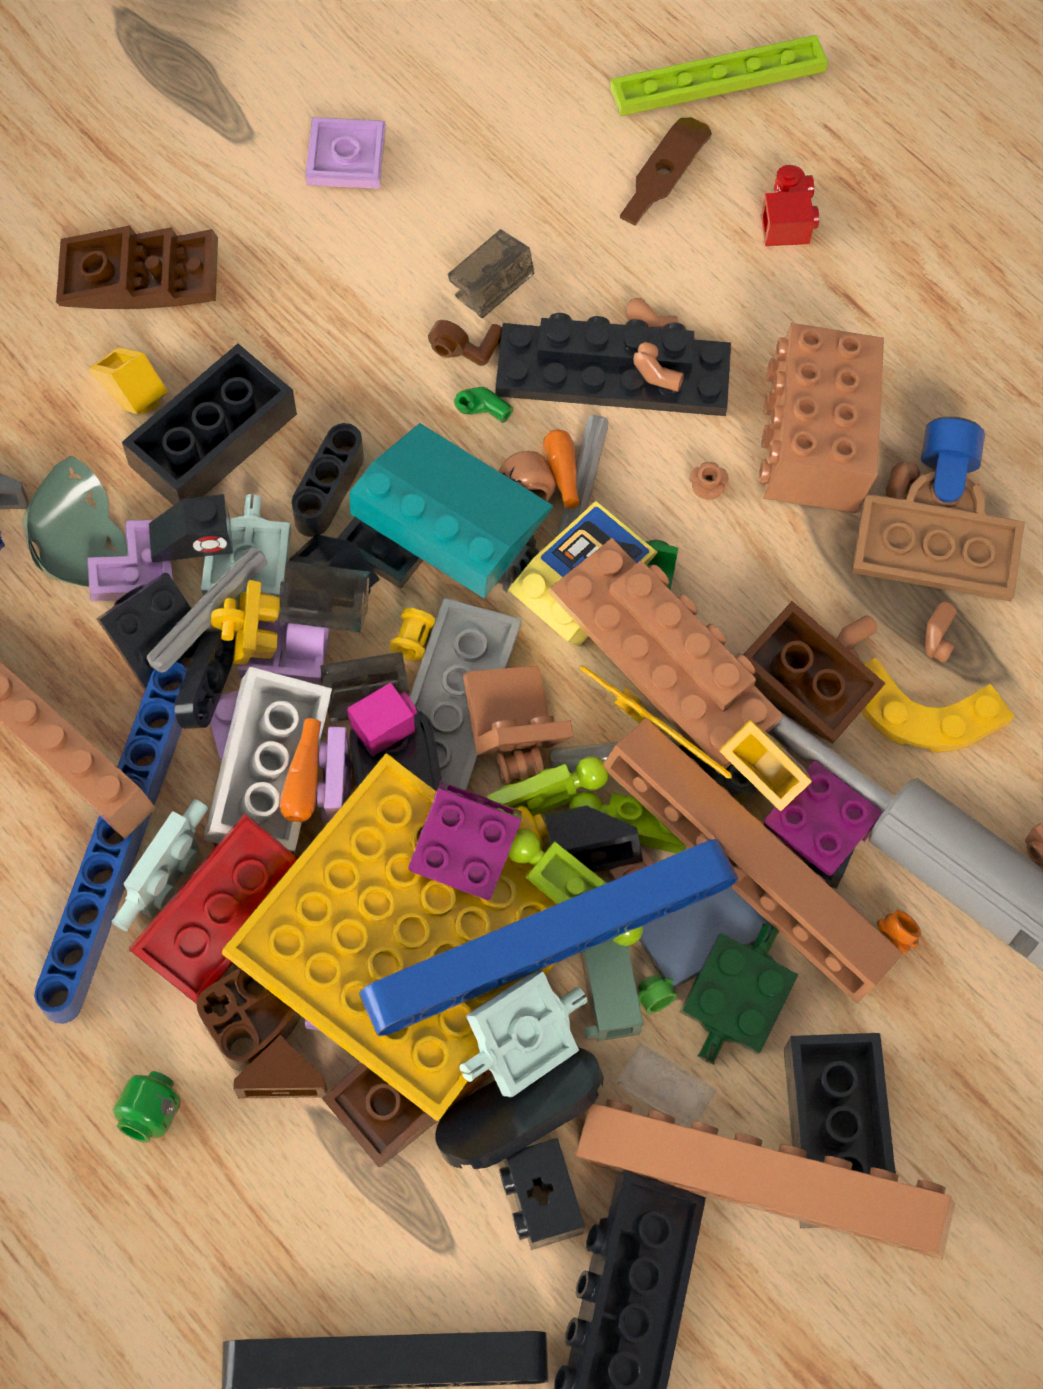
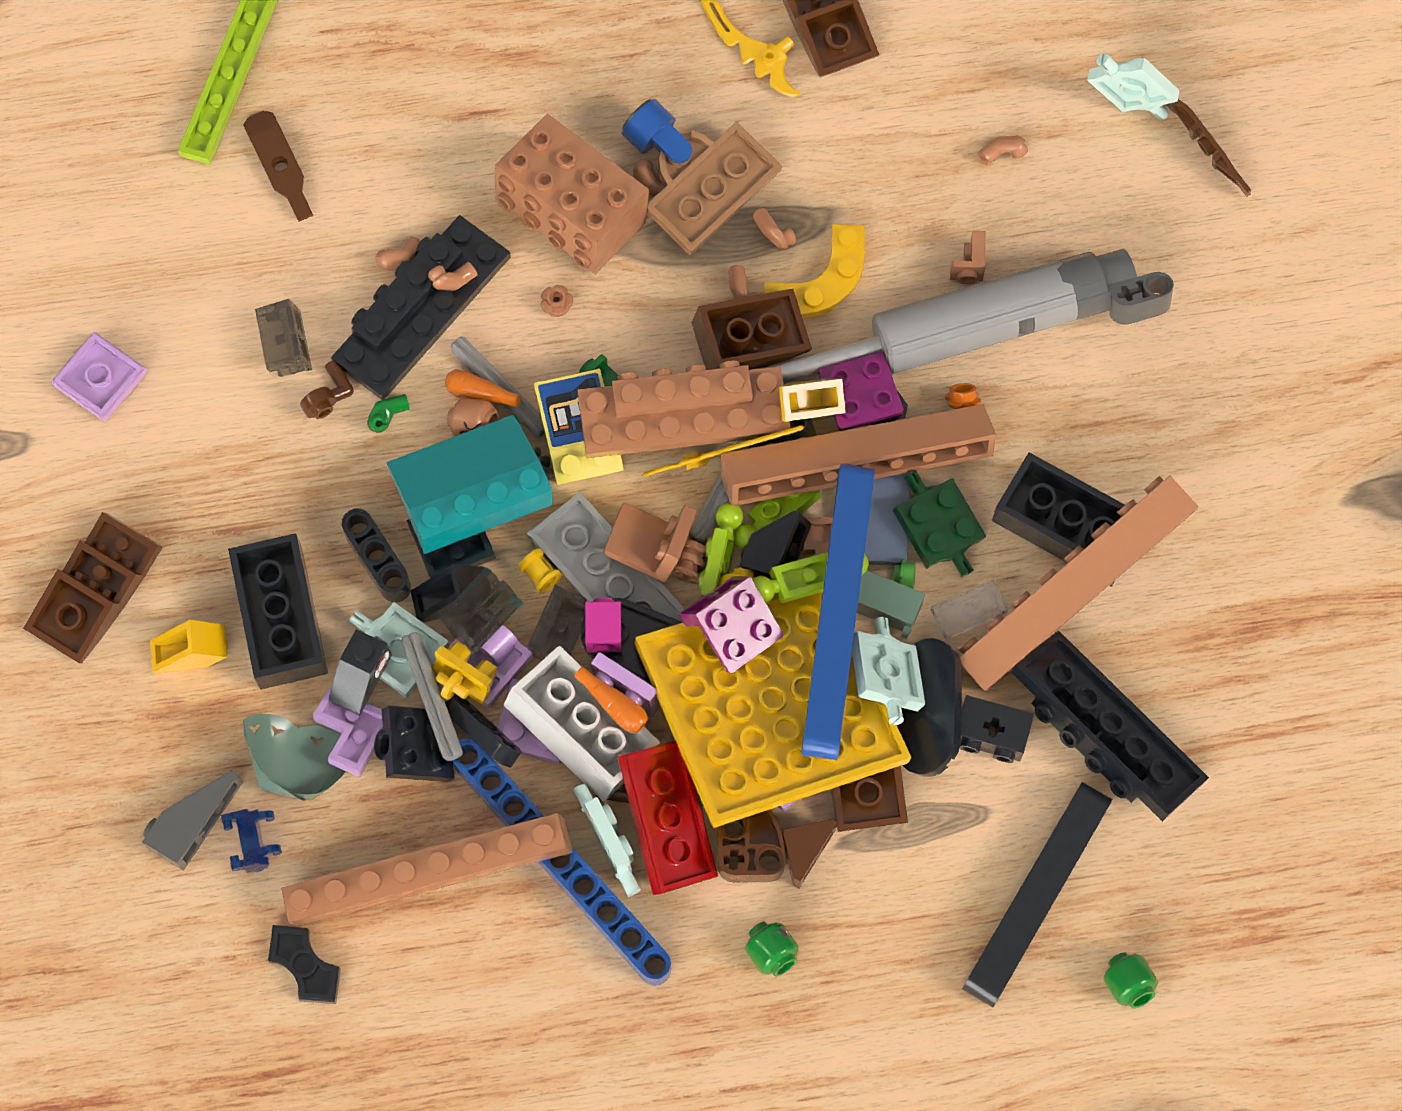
camera: 55 degrees left, 5 degrees up
(788, 211) = (385, 104): red brick -> none

